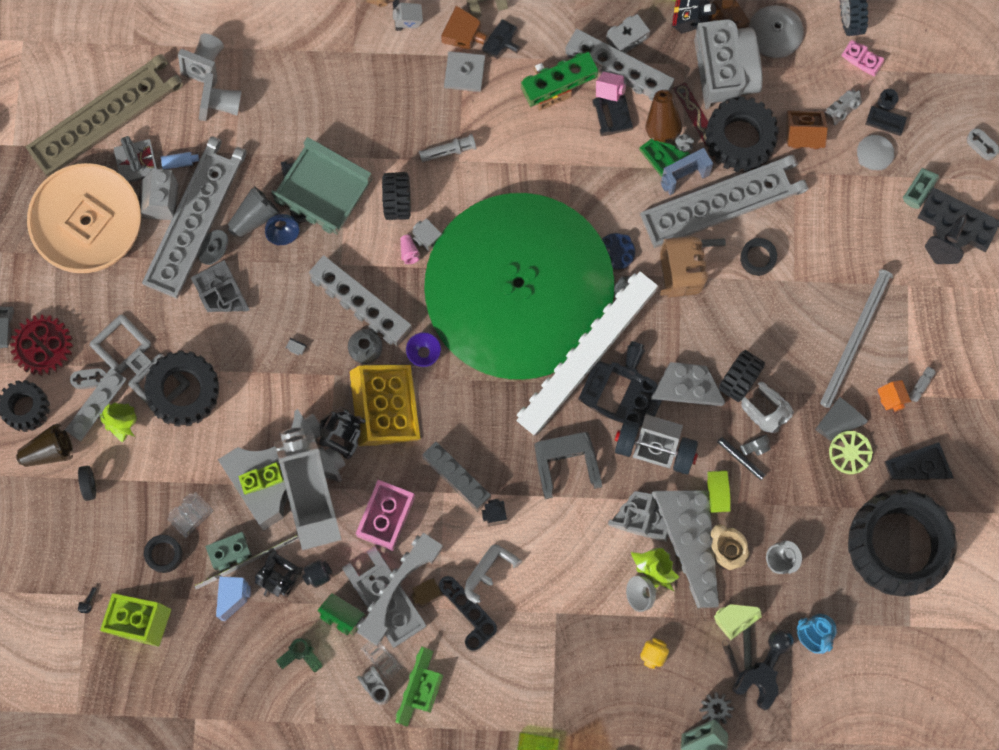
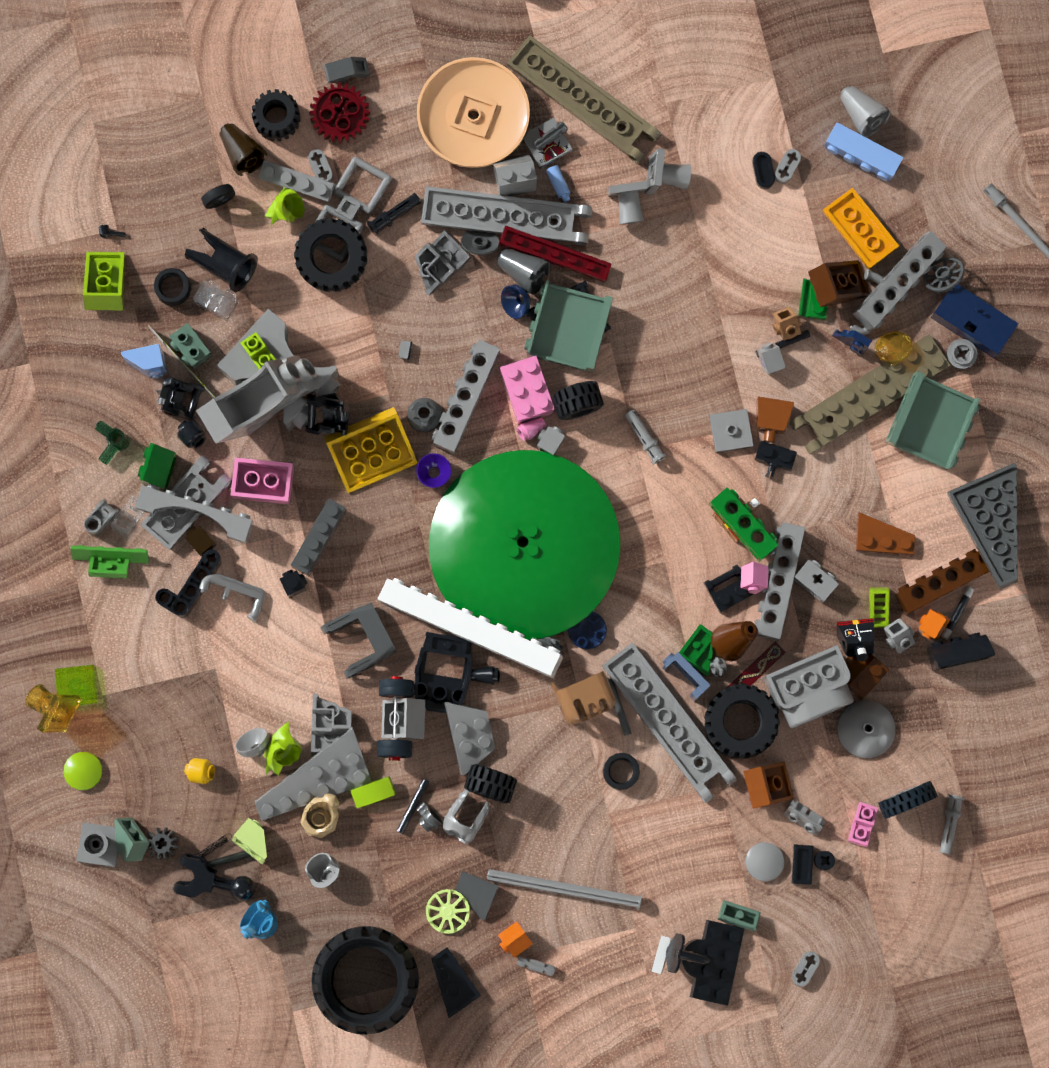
camera: 70 degrees right, 5 degrees up
(157, 490) = (225, 262): none -> black piece
(161, 328) = (387, 218): none -> black pin
(247, 179) = (555, 254): none -> dark red plate
(370, 242) = (527, 390): none -> bright pink brick
(938, 269) = (661, 954): none -> white sticker

